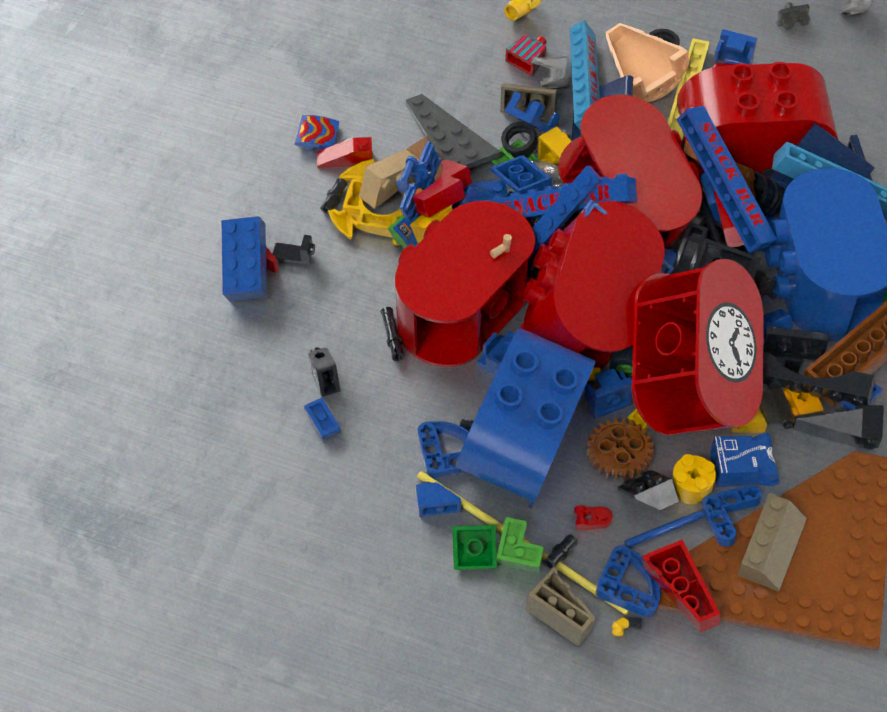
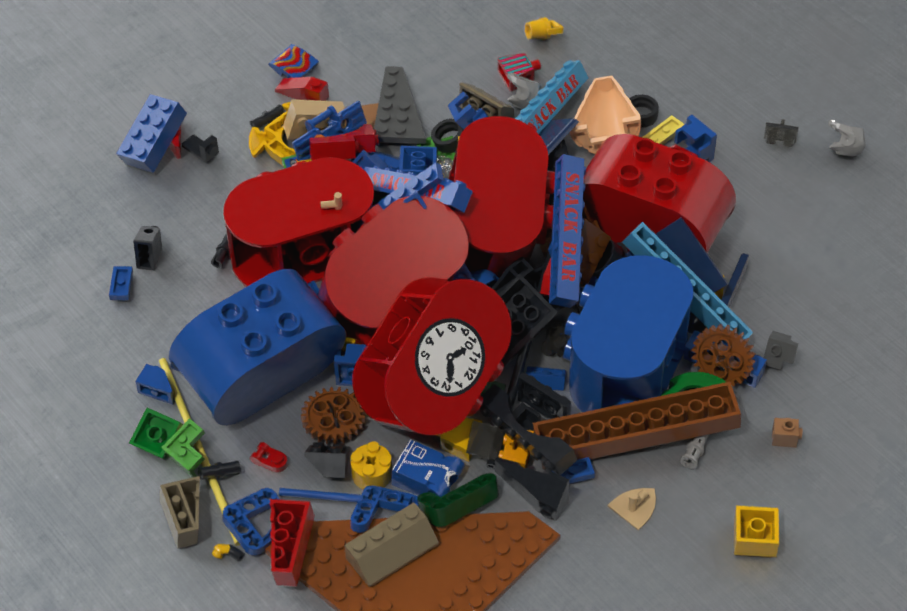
camera: 30 degrees right, 5 degrees down
(796, 472) = (460, 501): none -> dark green beam

